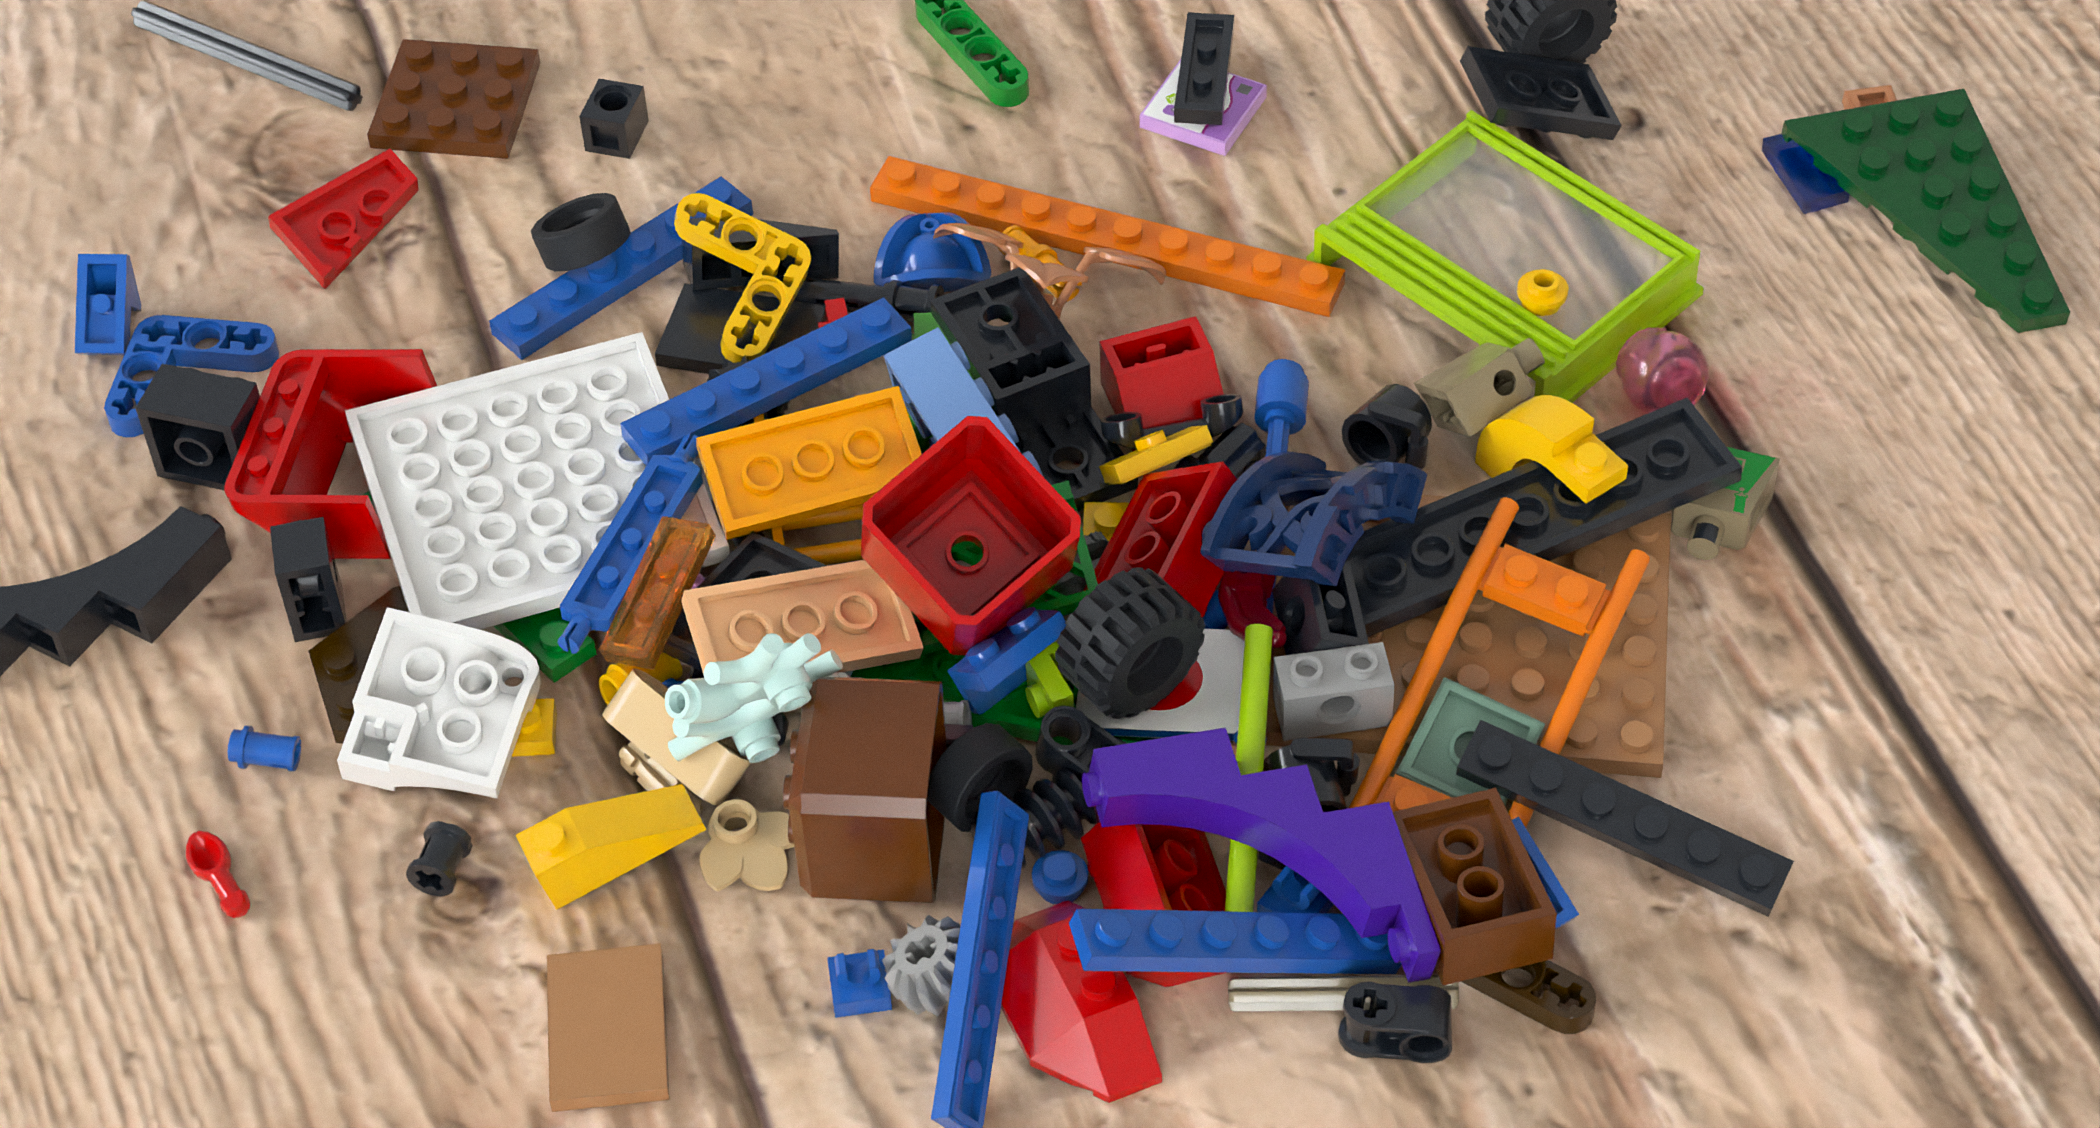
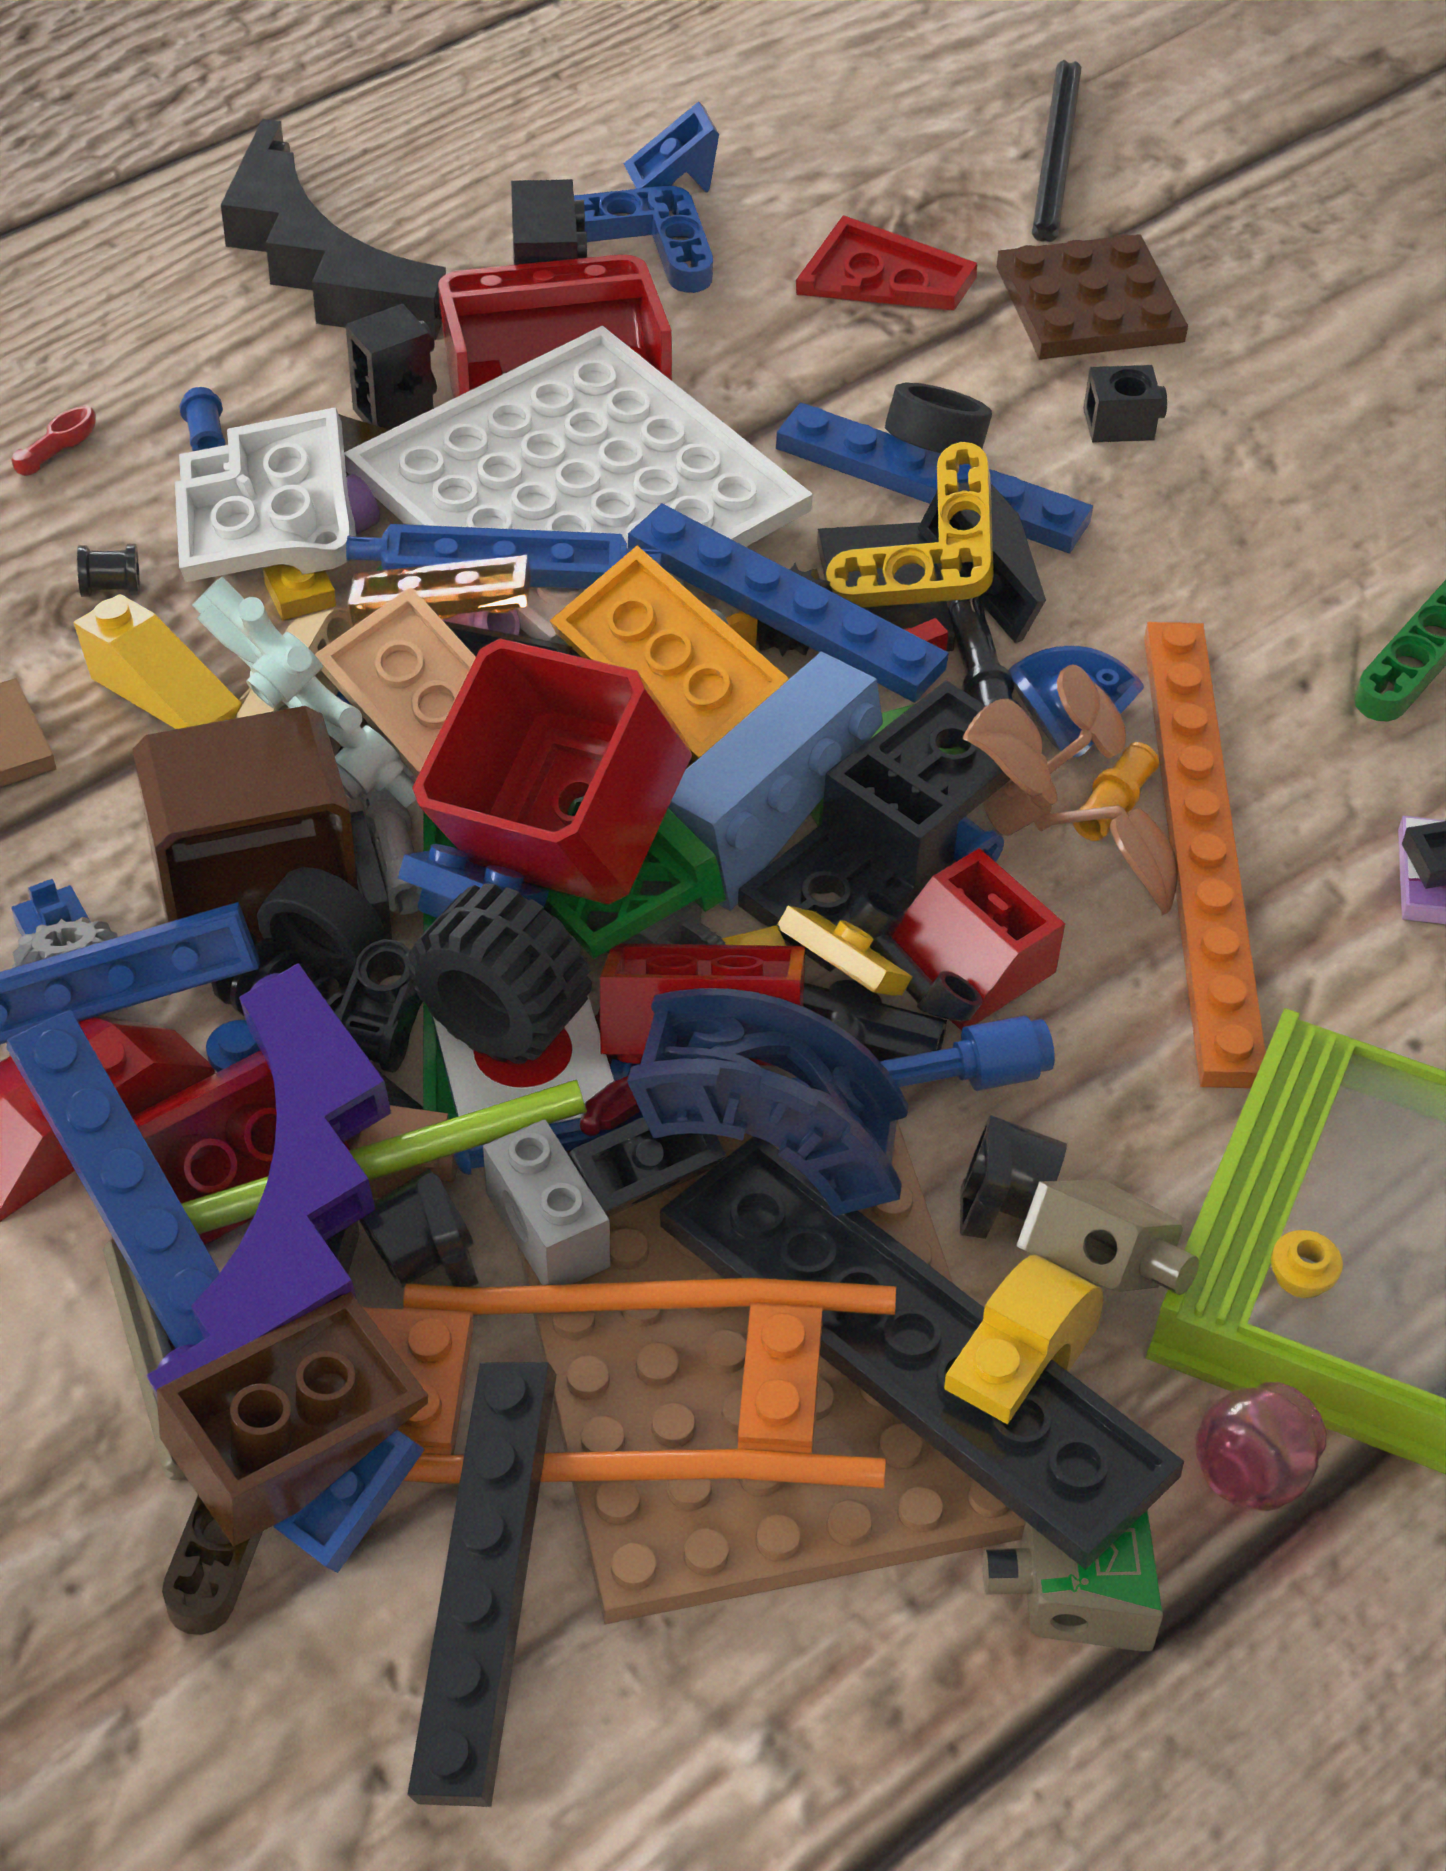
camera: 65 degrees right, 0 degrees up
(1402, 1022) = (111, 1417): black piece -> none
(1447, 732) = (579, 1352): sand green tile -> none

